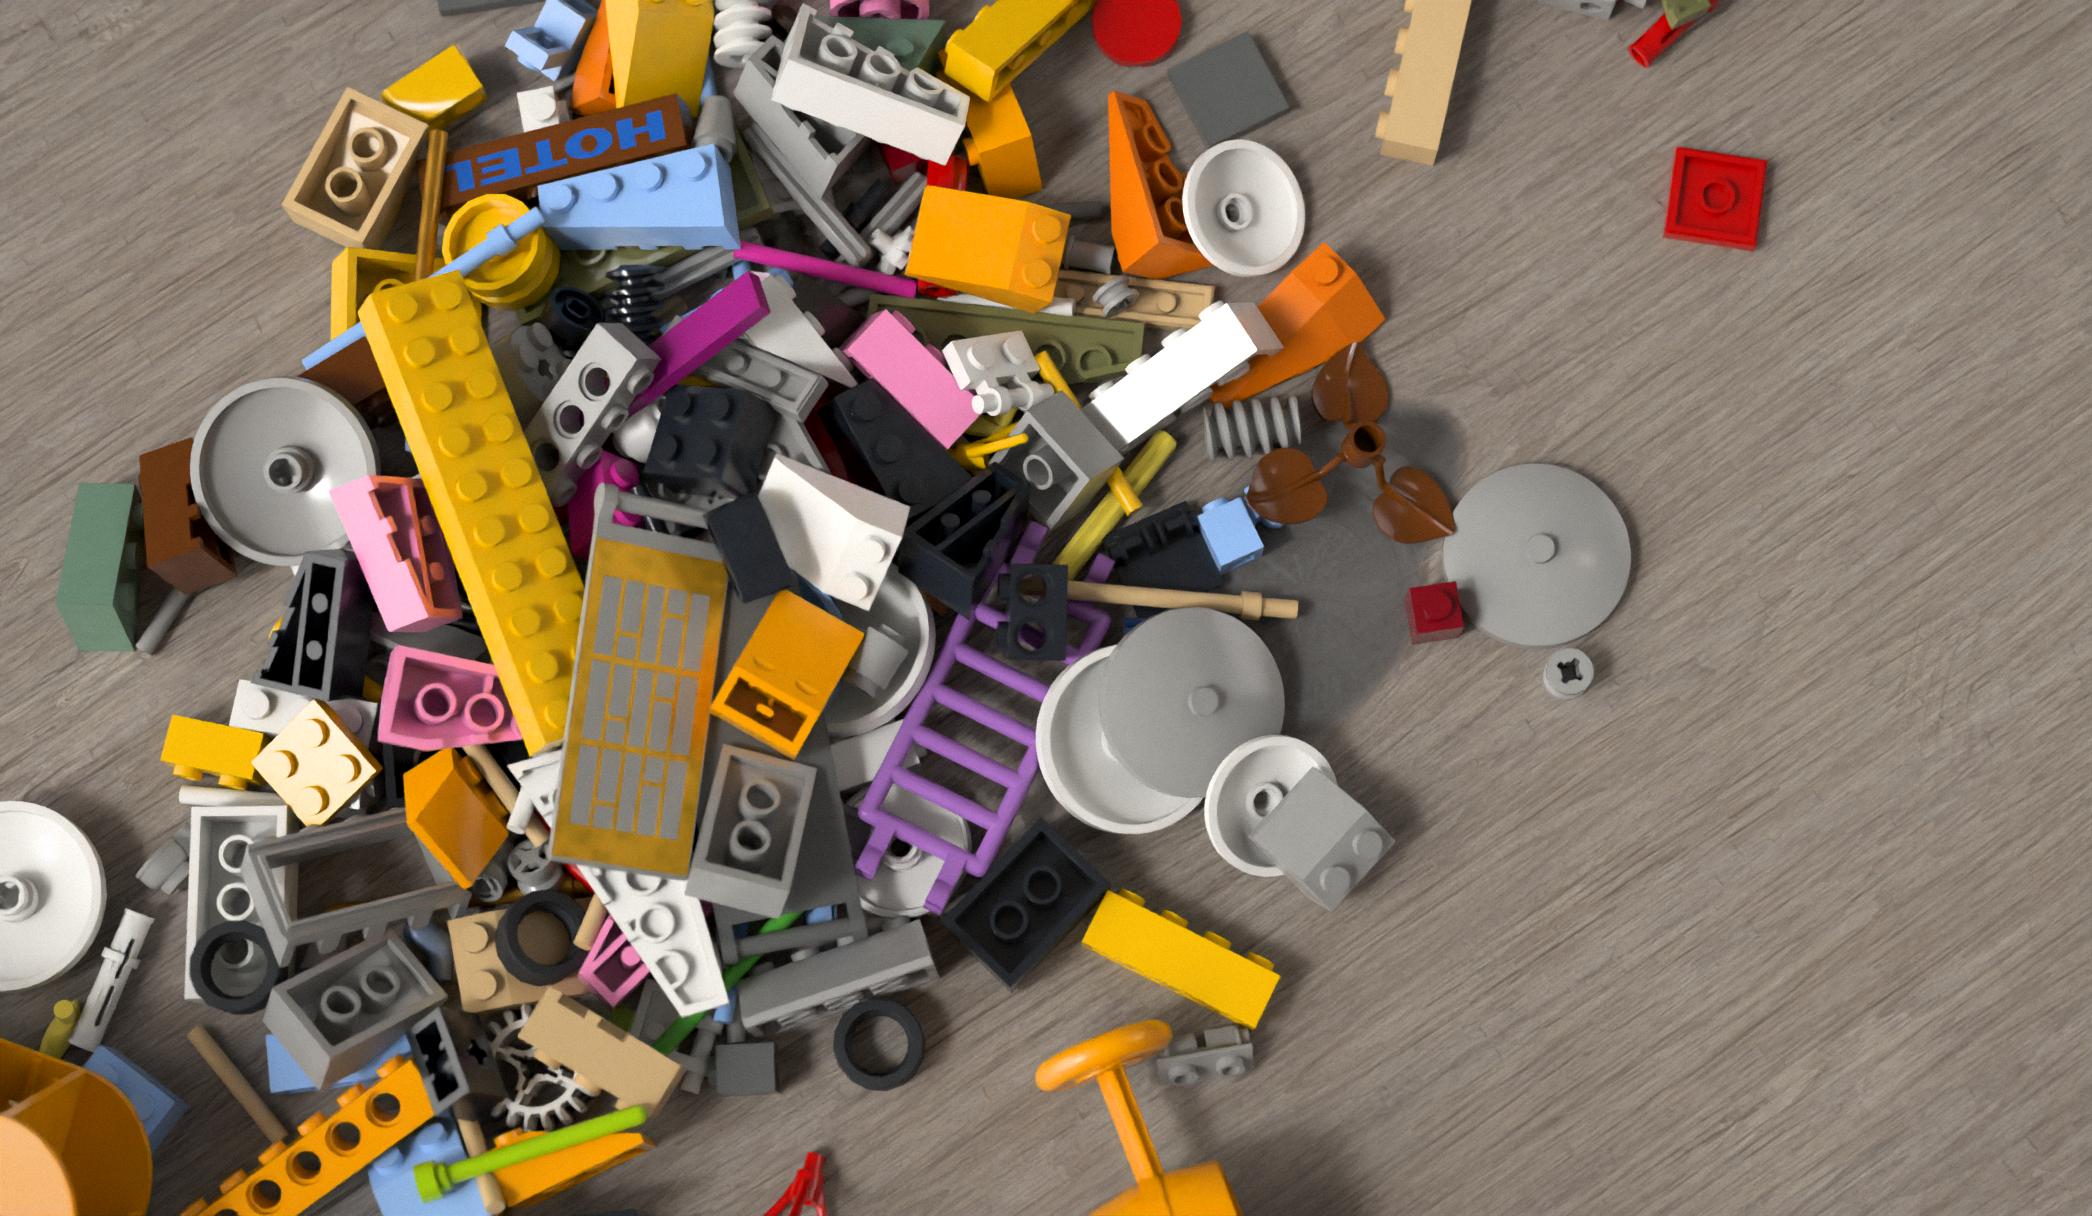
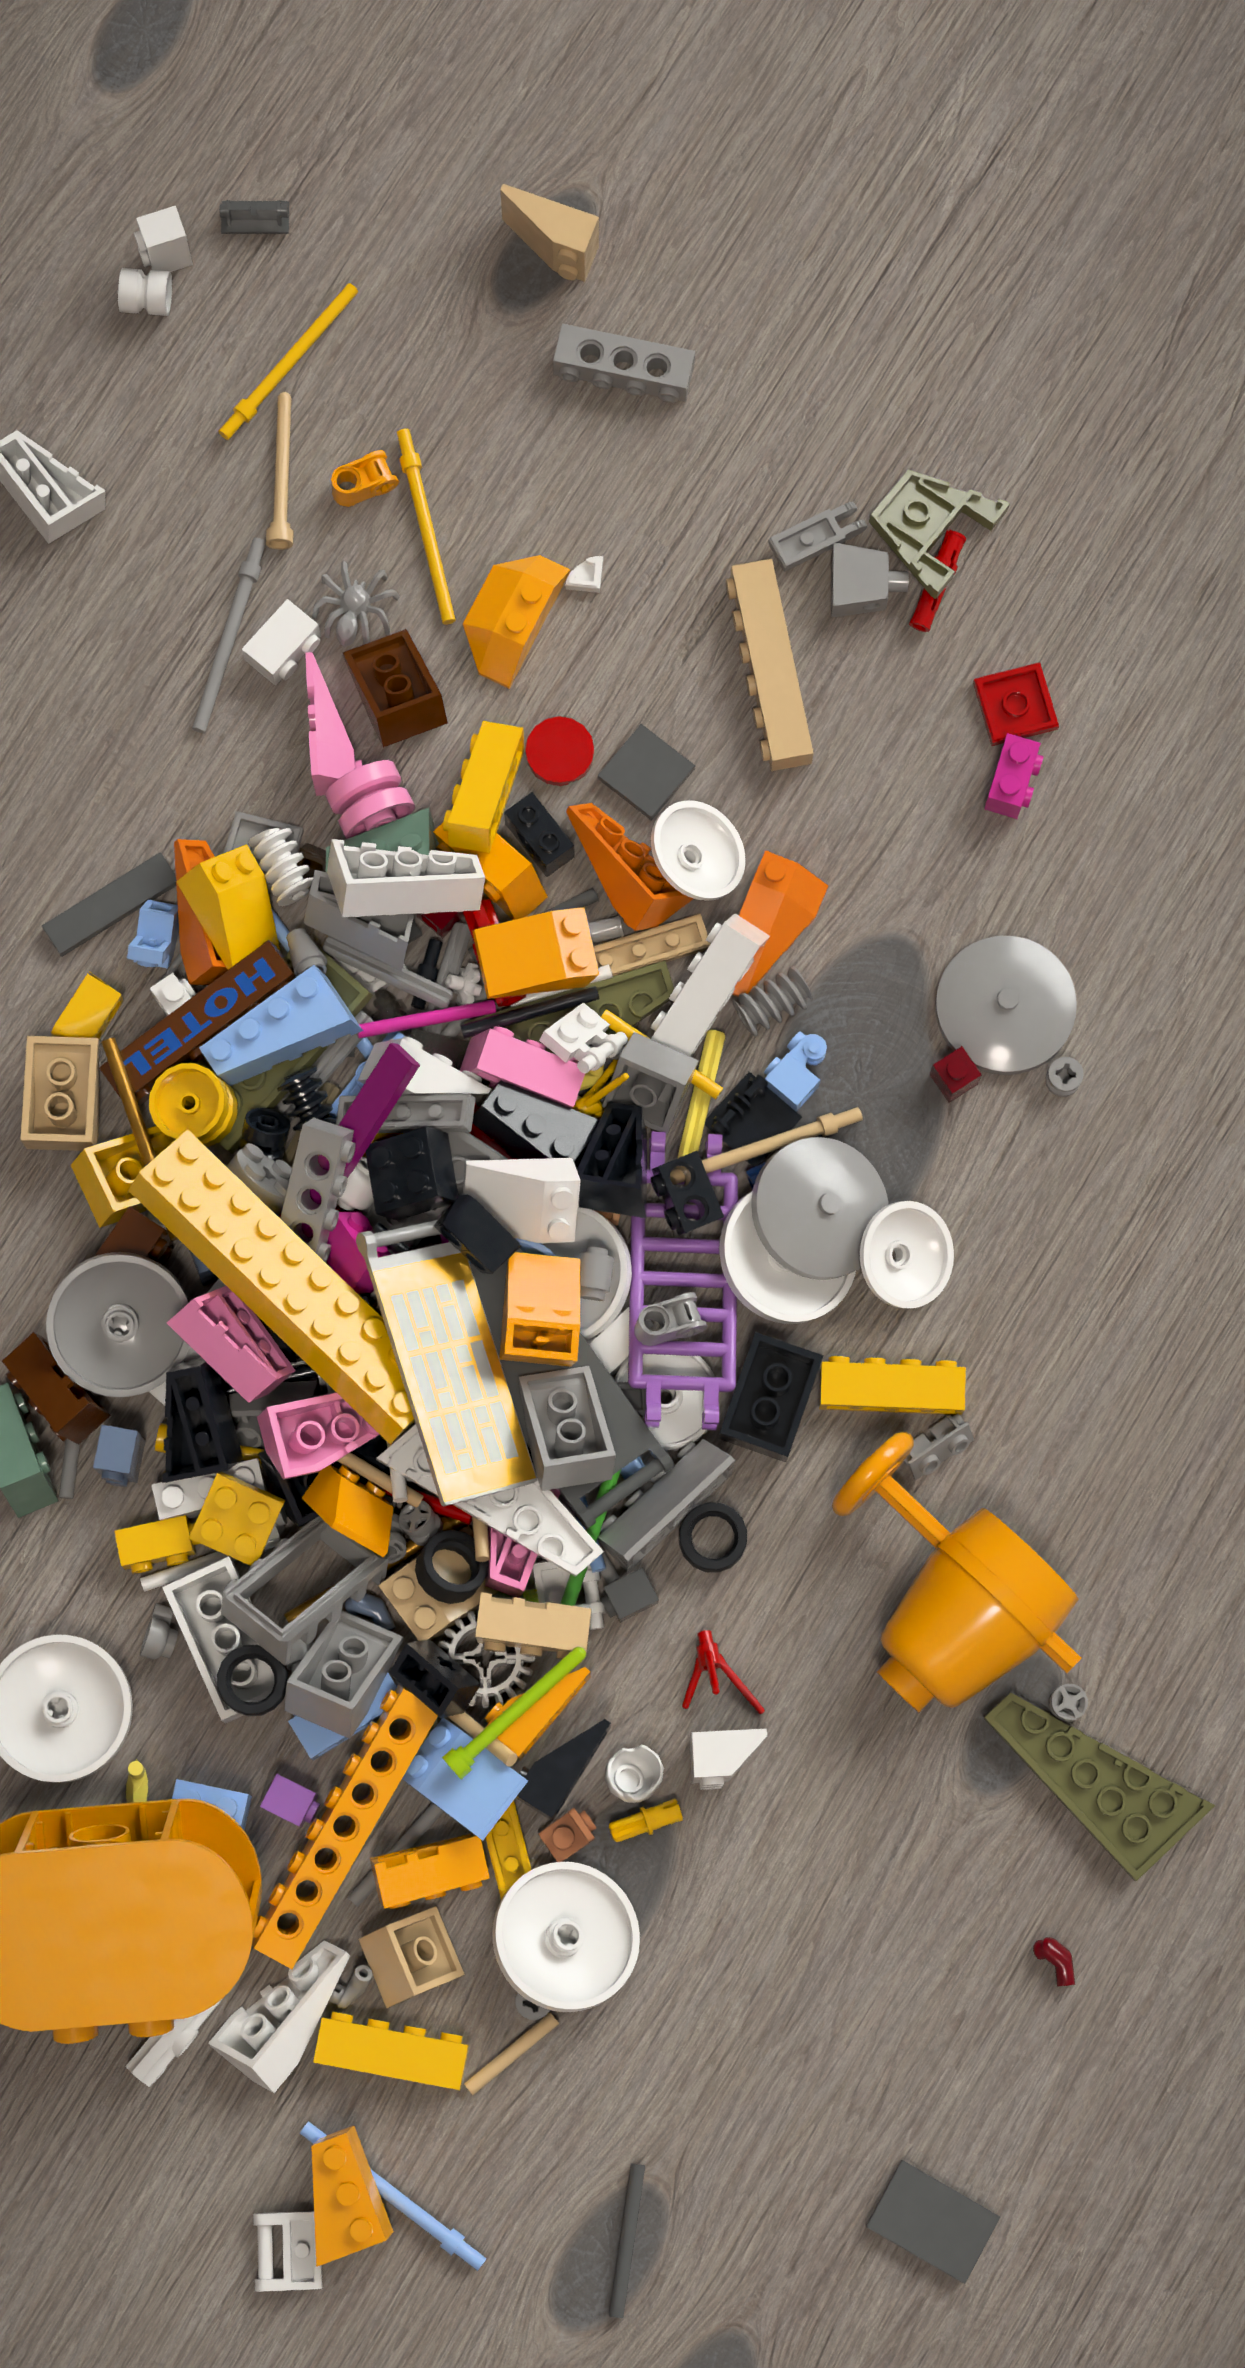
camera: 30 degrees left, 0 degrees up
(111, 980) = (156, 1734): white pin -> none
(219, 628) = (119, 1455): none -> sand blue brick
(227, 1133) = (291, 1801): none -> medium lavender brick
(237, 1084) = (280, 1766): tan bar -> none
(499, 241) = (195, 1097): light blue bar -> none
(945, 757) = (676, 1317): none -> light grey piece
(955, 314) = (530, 1012): none -> black bar
(1064, 109) = (539, 834): none -> black brick
(1115, 296) = (637, 950): light grey bush -> none
(1290, 491) = (815, 1030): reddish brown plant -> none
(1322, 839) = (951, 1262): light grey slope -> none
(1670, 281) = (1012, 776): none -> dark pink brick

